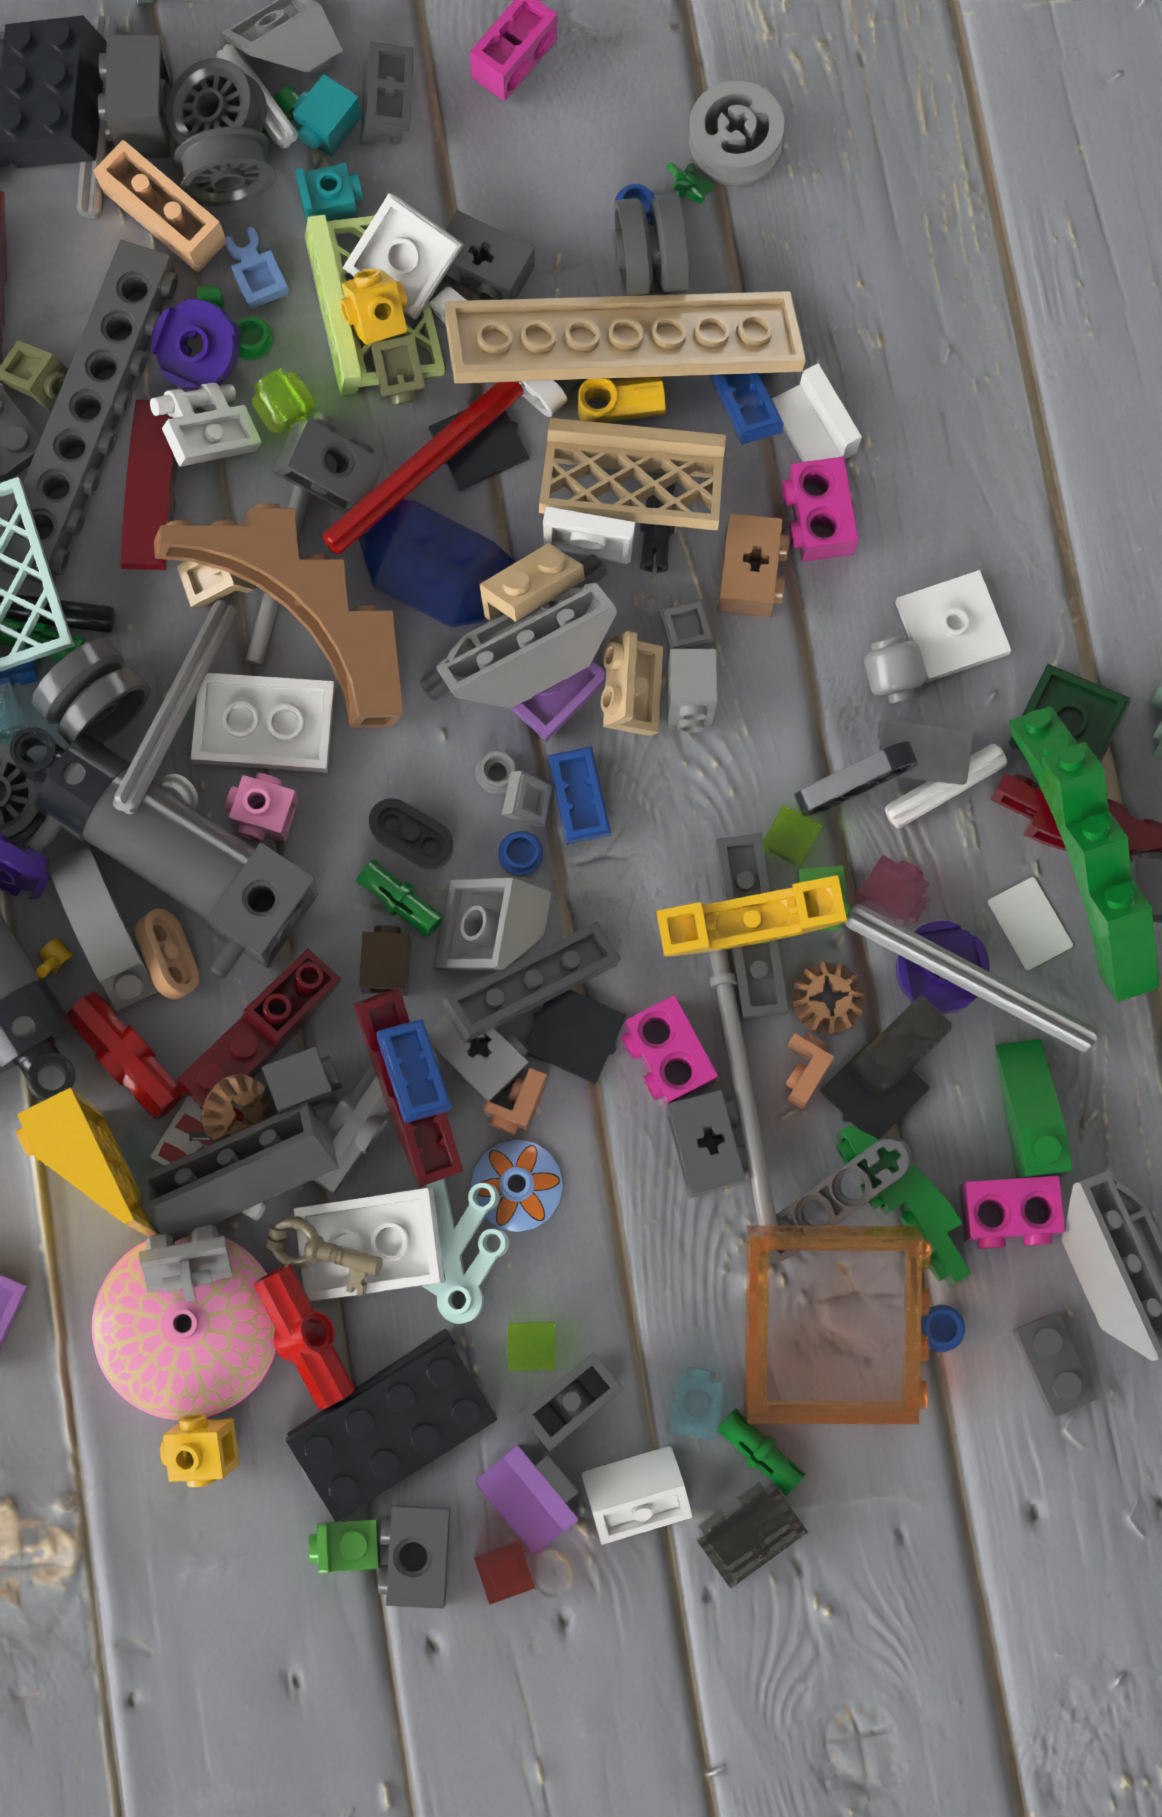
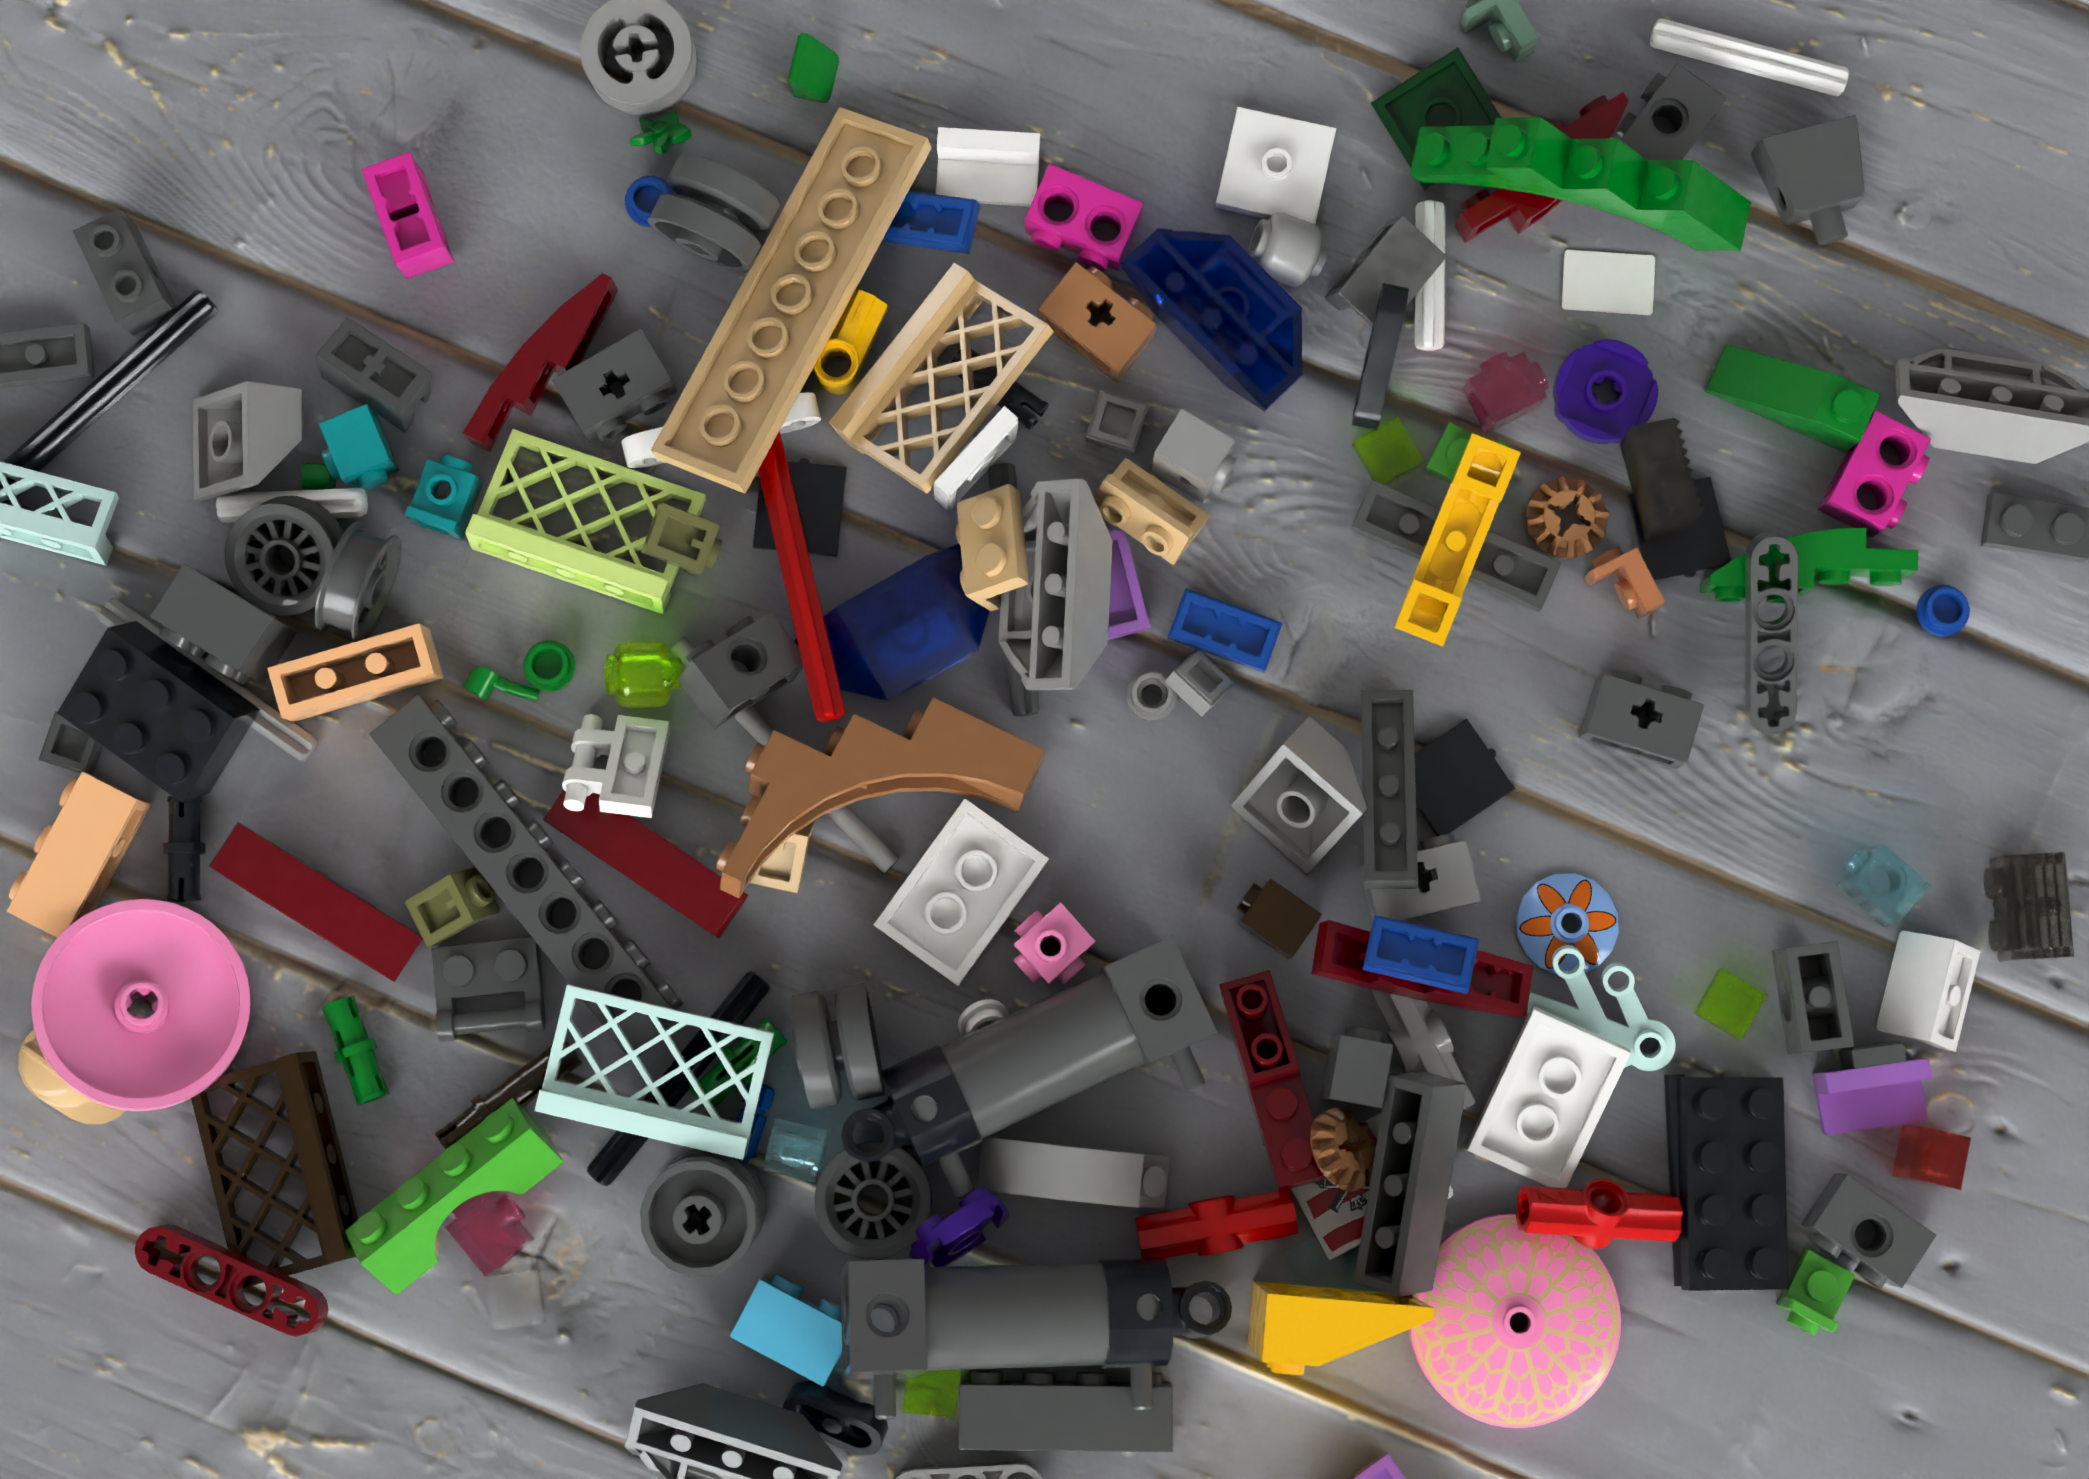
camera: 55 degrees left, 5 degrees up
(53, 956) = (1074, 1237): yellow hand -> none
(167, 954) = (1139, 1125): light nougat plate -> none
(174, 708) = (906, 969): light grey axle -> none
(187, 1264) = (1471, 1285): light grey hips -> none
(200, 1450) = (1648, 1377): yellow brick -> none
(219, 338) = (519, 753): dark purple plate -> none
(256, 273) = (487, 619): medium blue plate -> none
(317, 1249) = (1524, 1151): dark tan piece -> none
(374, 305) = (608, 523): yellow brick -> none
(400, 898) = (1222, 865): green pin -> none
(407, 249) = (568, 462): white plate -> none
(412, 834) = (1163, 816): black plate -> none
(487, 200) = (553, 347): none -> dark red slope
(520, 853) = (1247, 722): blue plate -> none
(525, 1097) = (1494, 864): nougat bracket -> none
(679, 1048) = (1530, 686): dark pink brick -> none
(724, 983) = (1494, 607): light grey bar -> none
(761, 1452) = (1959, 849): green pin -> none
(805, 257) = (812, 70): none -> green slope
(818, 643) = (1222, 310): none -> clear blue wedge
(915, 1345) = (1804, 675): clear orange window -> none
(972, 978) = (1638, 370): light grey axle -> none

